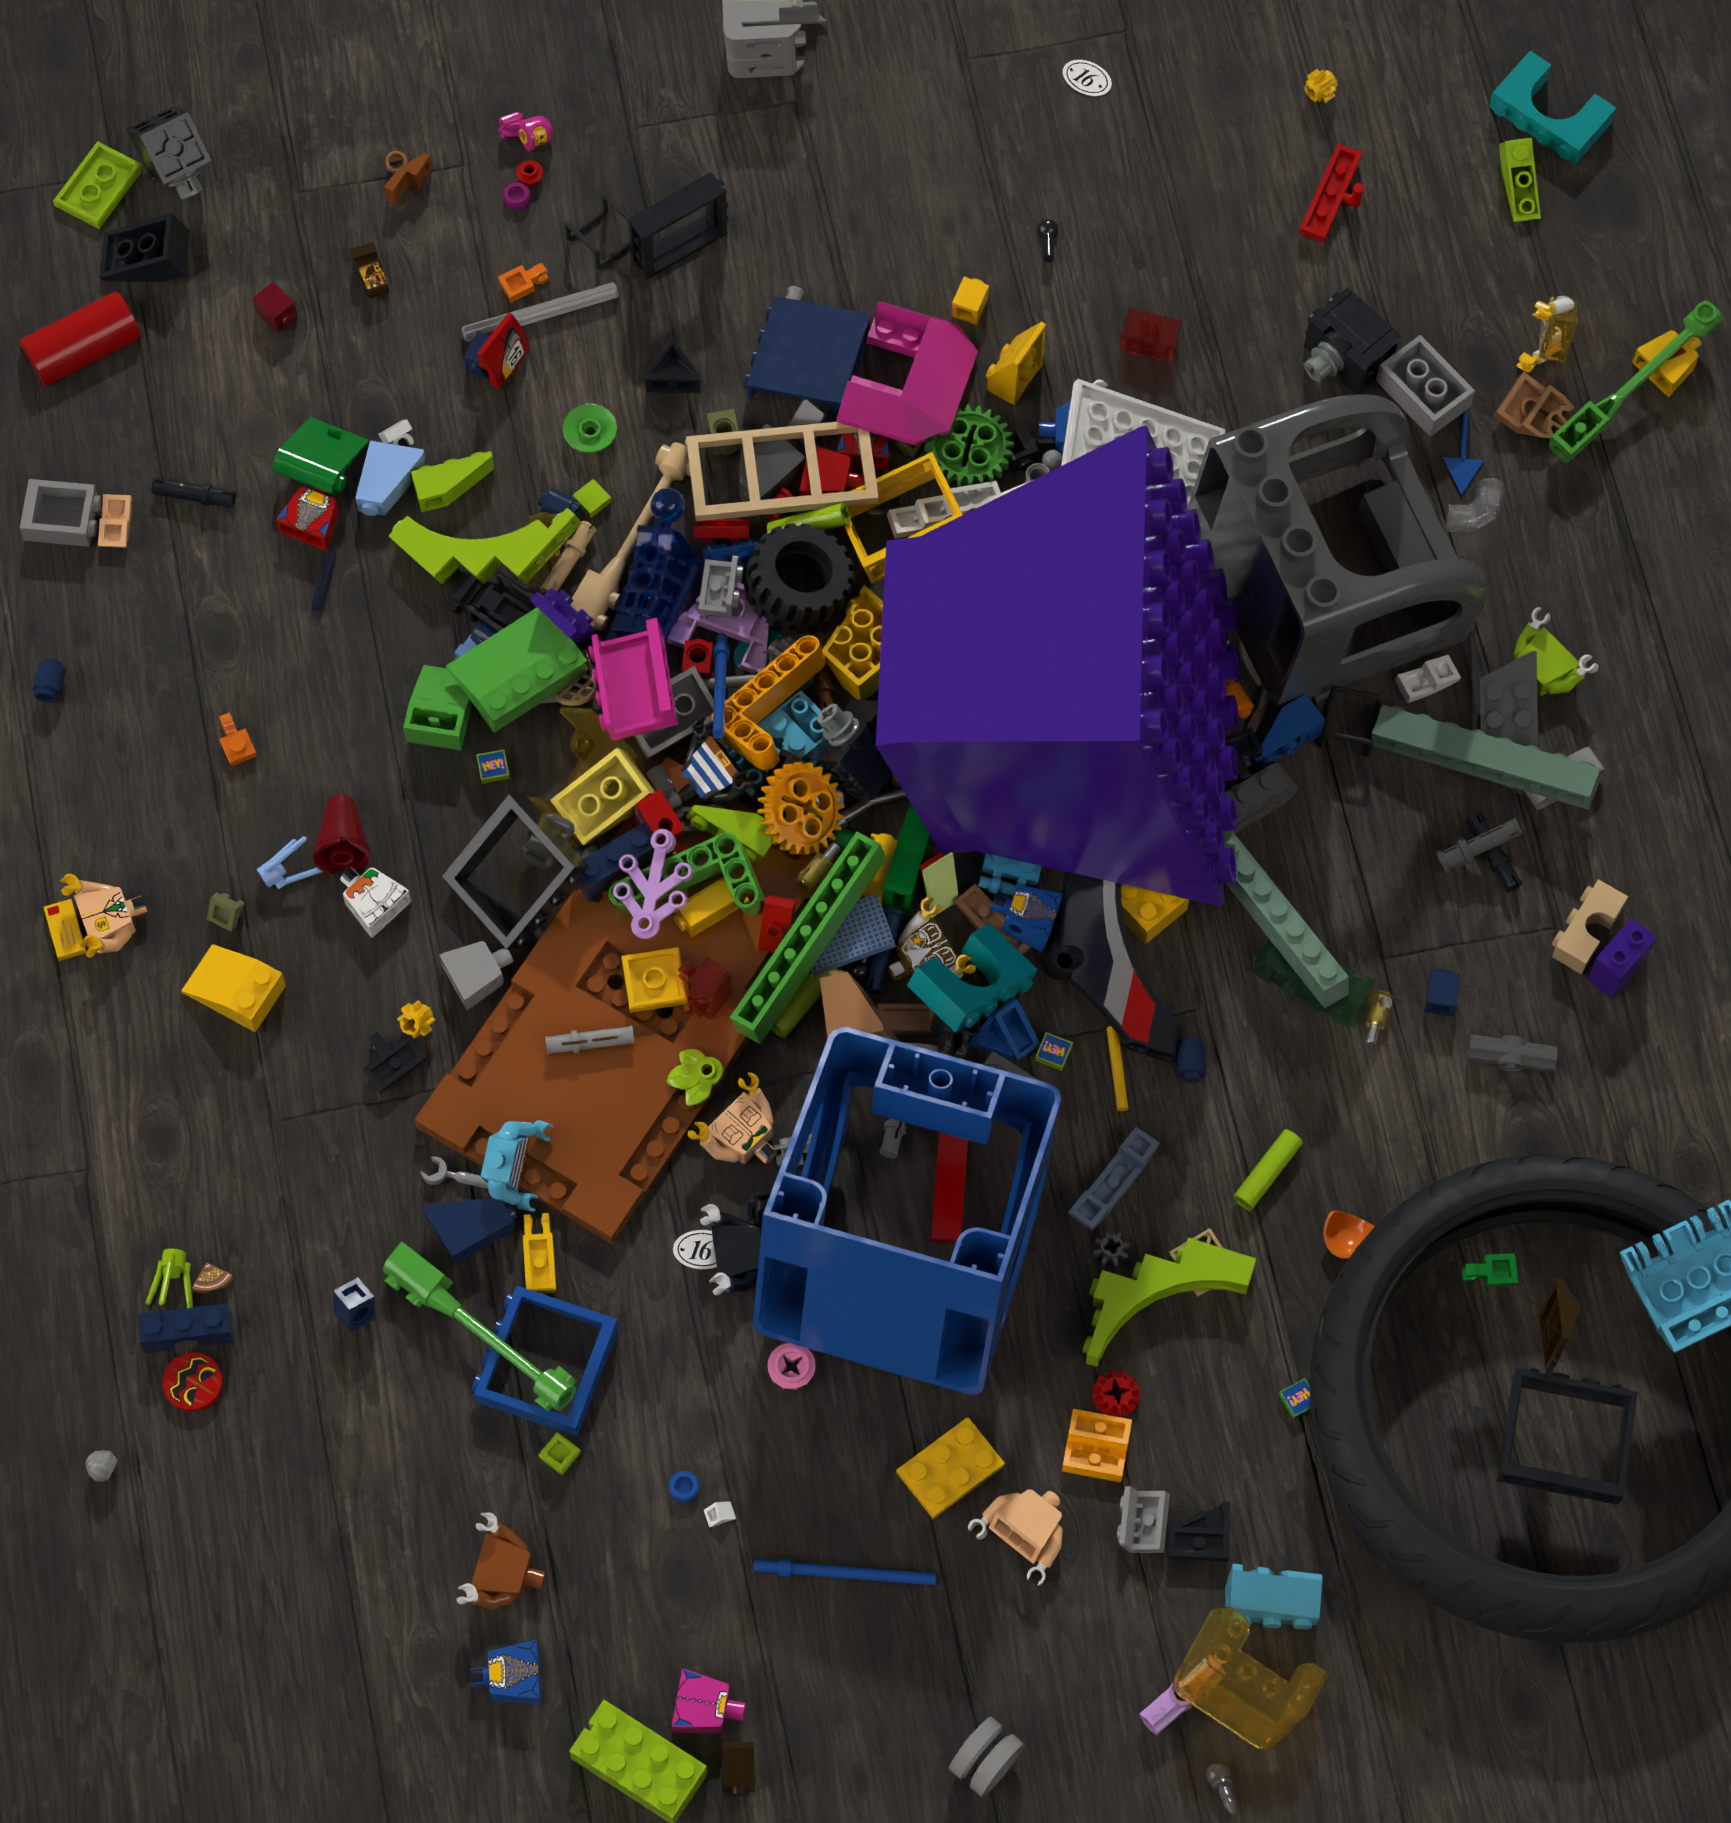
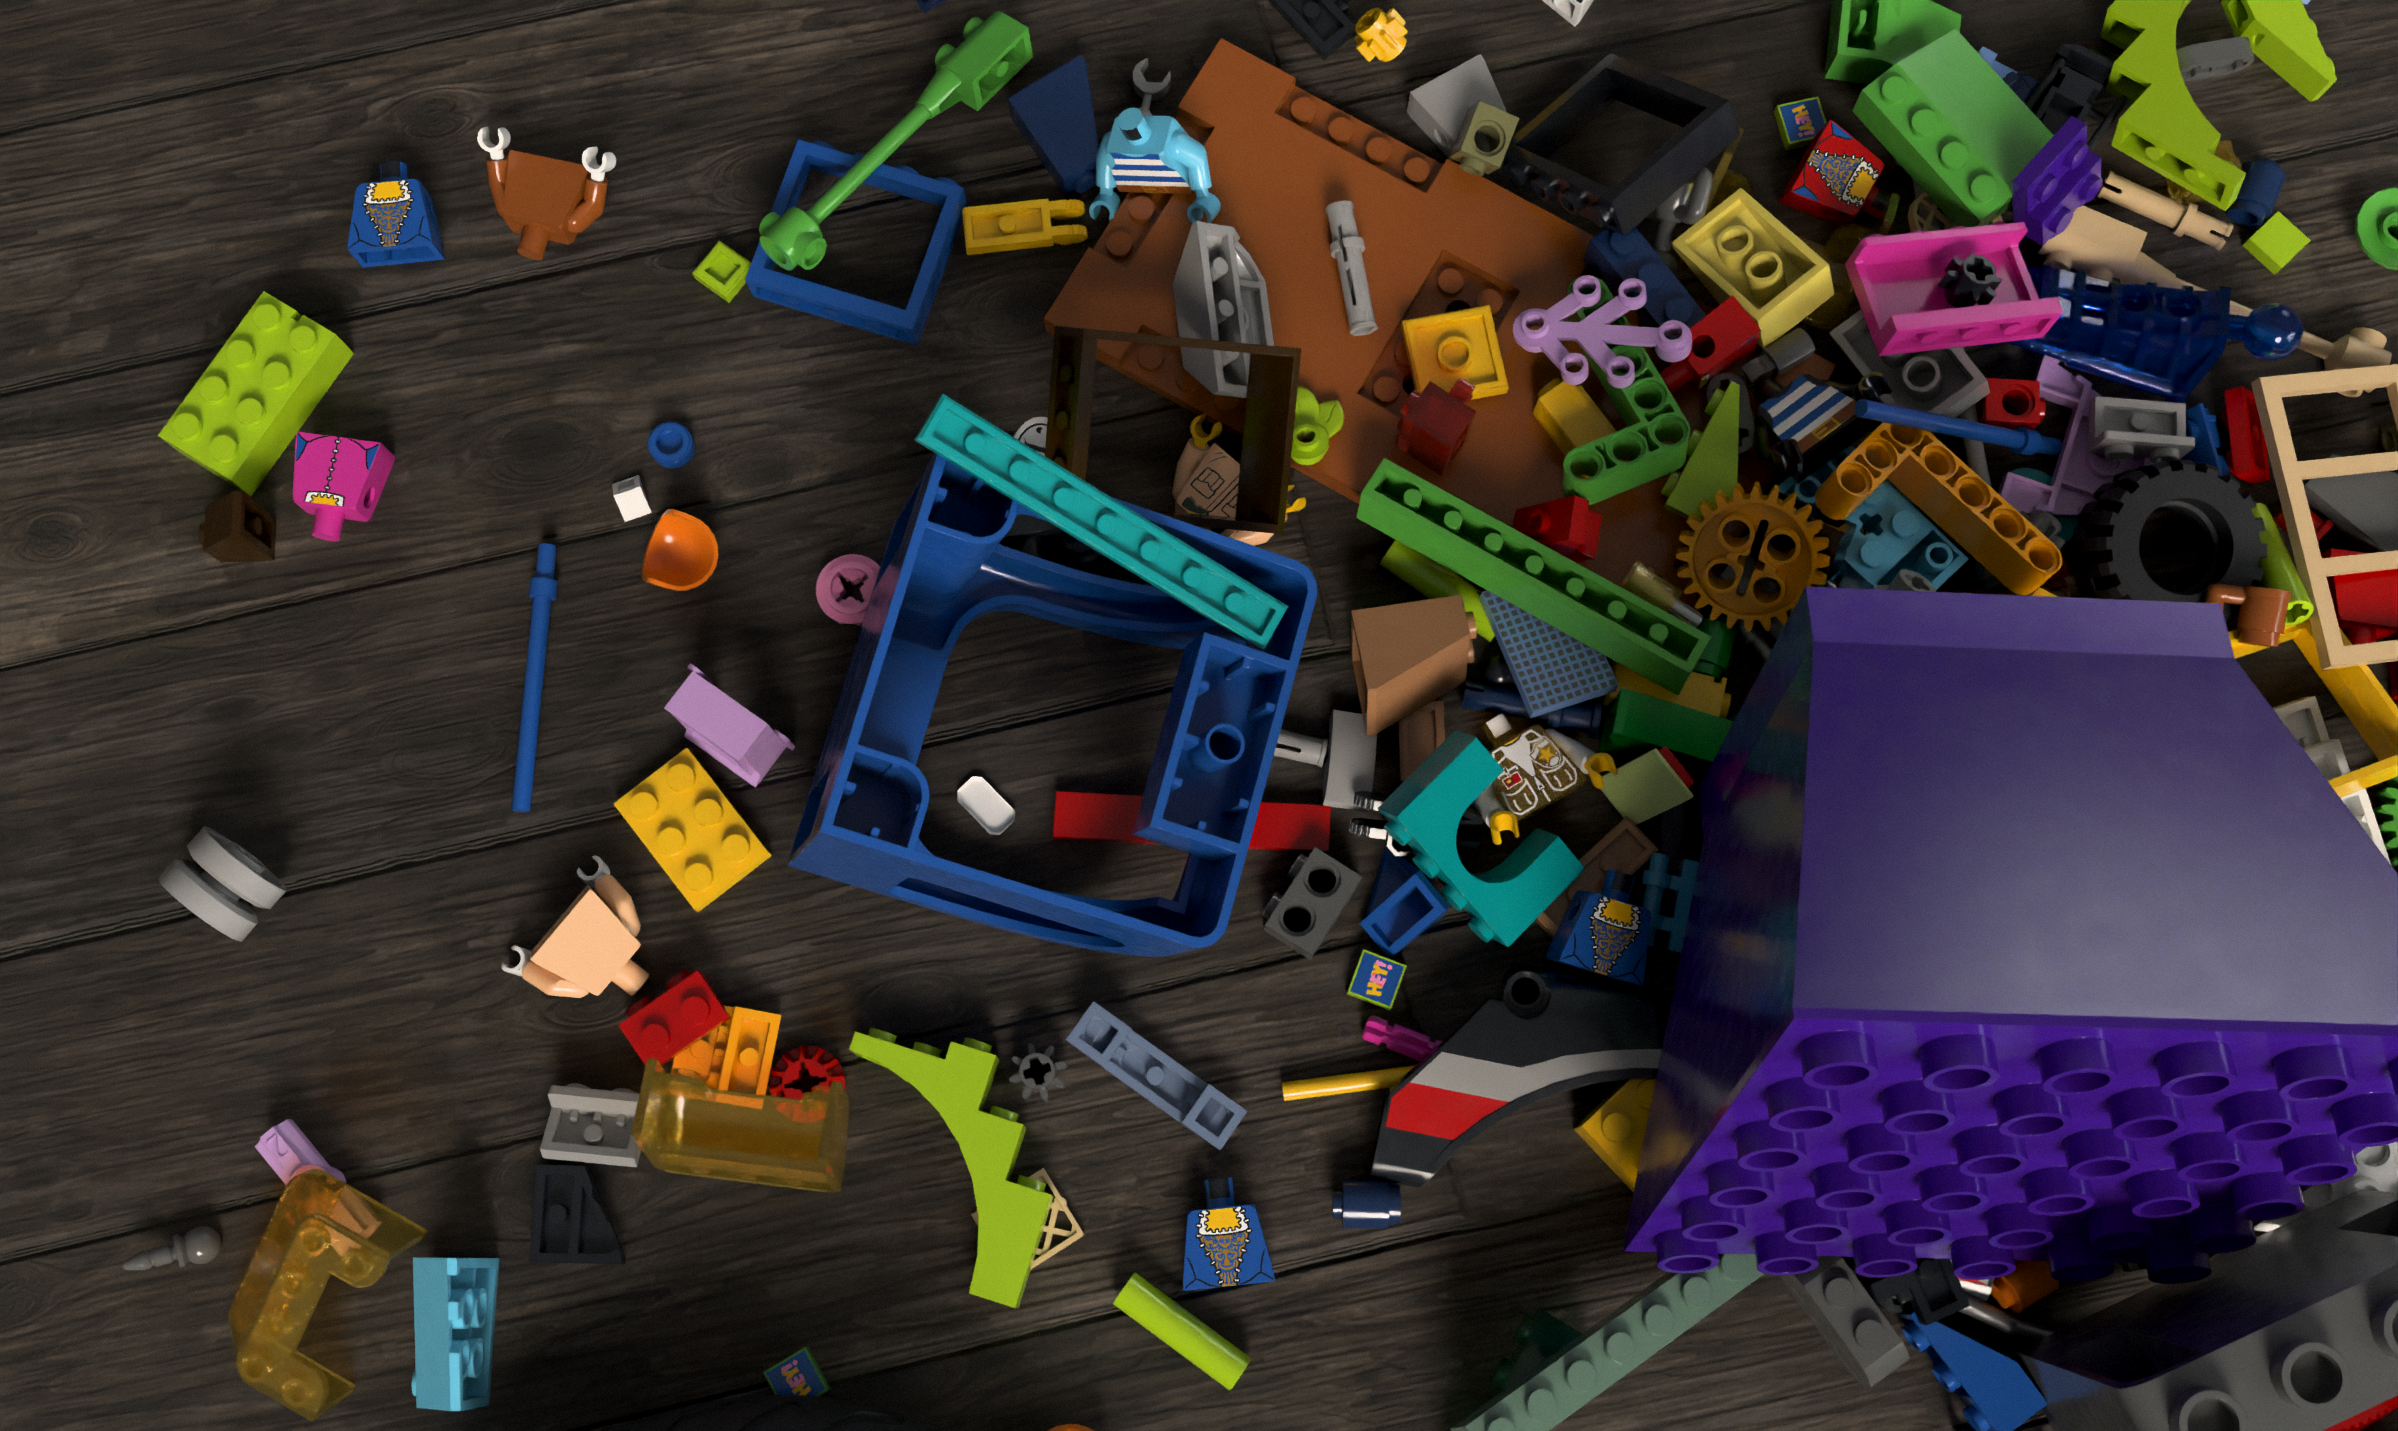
camera: 90 degrees right, 10 degrees up
(465, 518) = (2214, 58): none -> dark grey beam
(508, 943) = (1496, 125): none -> olive brick
(537, 747) = (1836, 178): none -> torso
(624, 1118) = (1220, 299): none -> light grey wedge
(632, 668) = (1970, 281): none -> black gear
(720, 1090) = (1266, 423): none -> dark brown window
(764, 1475) = (679, 552): none -> orange helmet
(811, 1134) = (1100, 522): none -> teal tile
(848, 531) = (2260, 613): none -> dark orange piece
(886, 1431) = (726, 728): none -> lavender piece
(1075, 1471) = (674, 1019): none -> red bracket
(1091, 1037) = (1398, 1038): none -> dark pink axle
(1151, 1412) = (742, 1135): none -> clear yellow windscreen
(1215, 1143) = (1224, 1242): none -> torso

